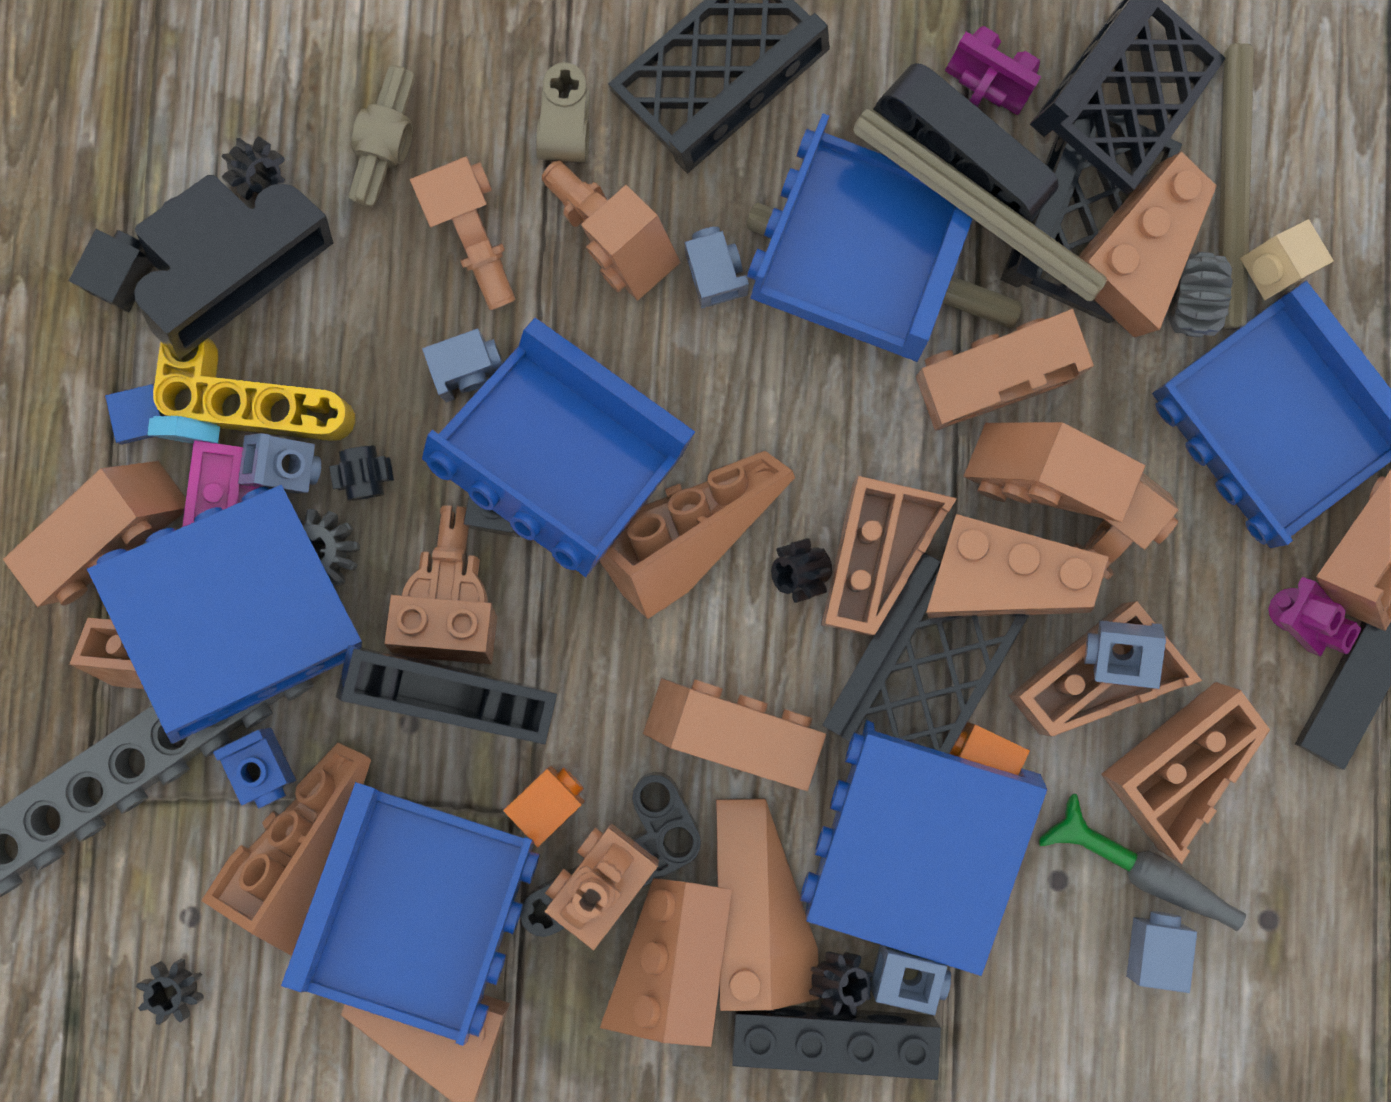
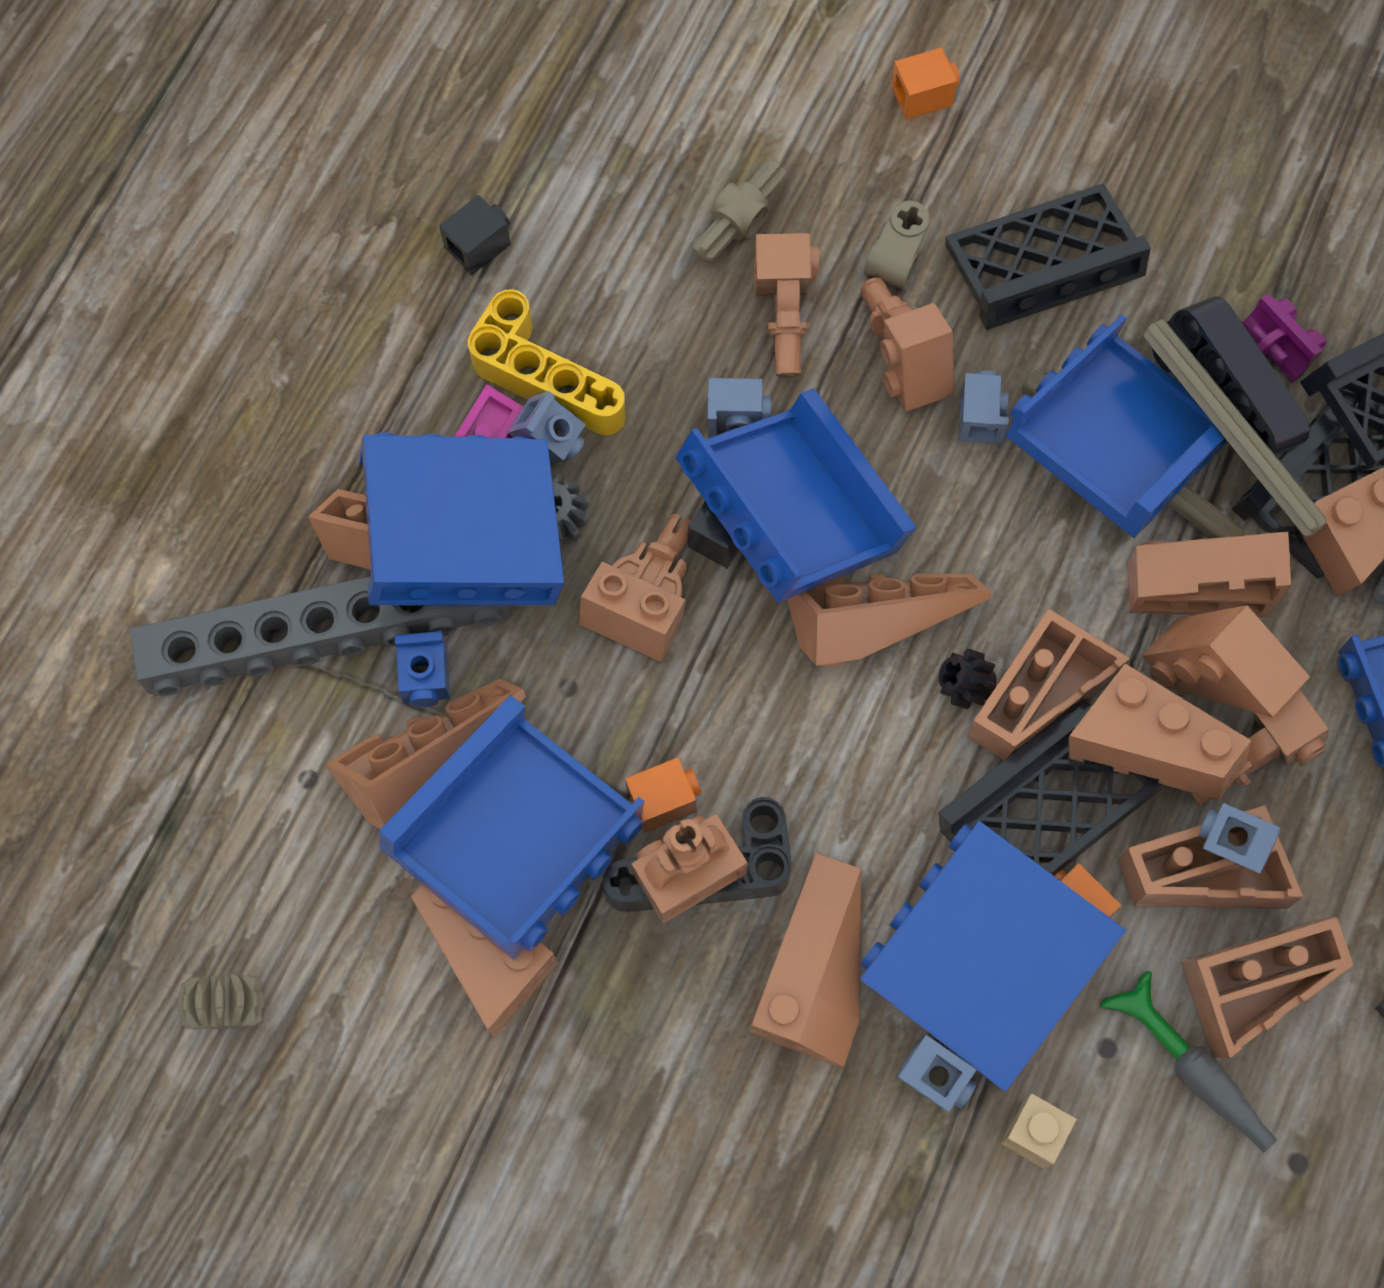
camera: 20 degrees right, 15 degrees down
(107, 513) = (332, 433): nougat wedge -> none
(131, 413) = (444, 353): blue tile -> none
(156, 999) = (256, 821): black gear -> none
(183, 429) = (479, 371): medium azure tile -> none
(221, 256) = (570, 249): black brick -> none
(252, 167) = (616, 189): black gear -> none
(361, 473) = (615, 462): black gear -> none
(445, 694) = (617, 651): black brick -> none
(672, 966) = (722, 969): nougat wedge -> none
(735, 733) = (859, 793): nougat wedge -> none
(840, 1043) = (846, 1103): black brick -> none
(841, 983) = (870, 1053): black gear -> none
(1023, 996) = (1038, 1131): none -> tan brick
(1161, 952) = (1184, 1144): sand blue brick -> none

